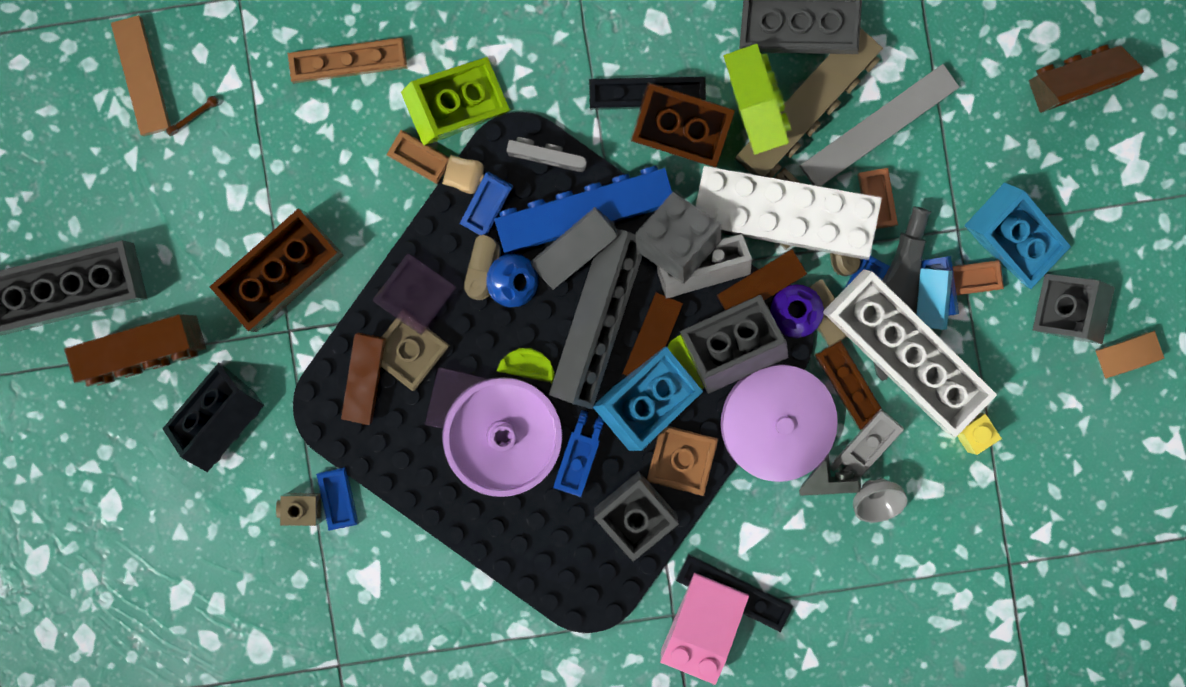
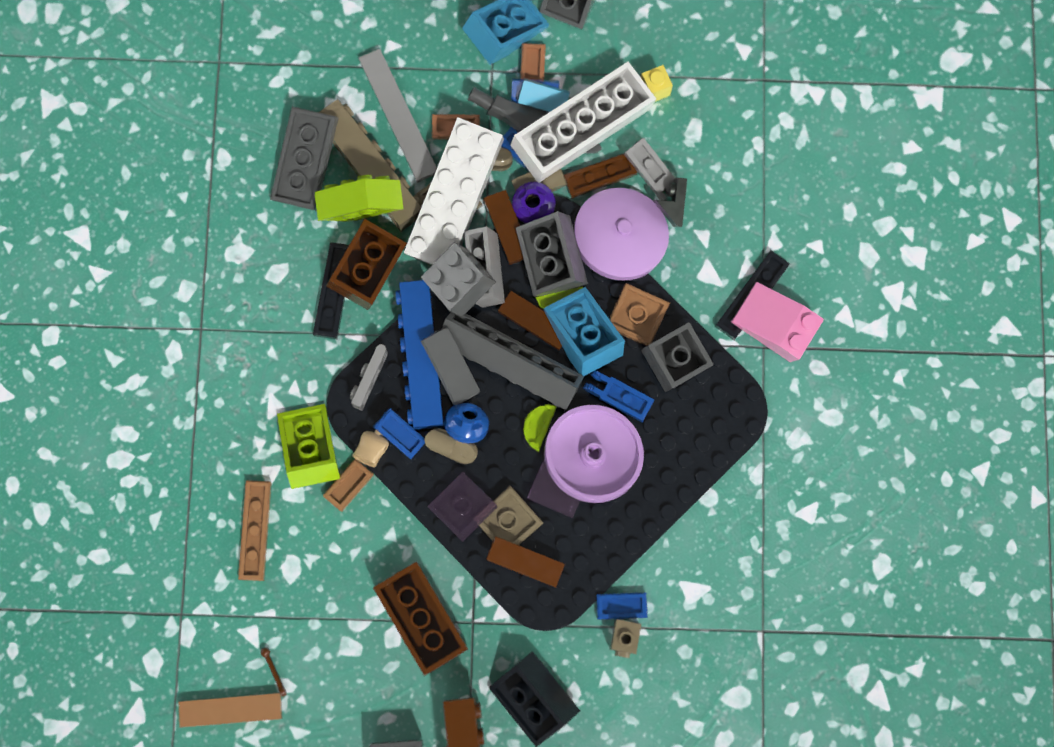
camera: 80 degrees left, 10 degrees down
(879, 501) = (697, 167): light grey piece -> none

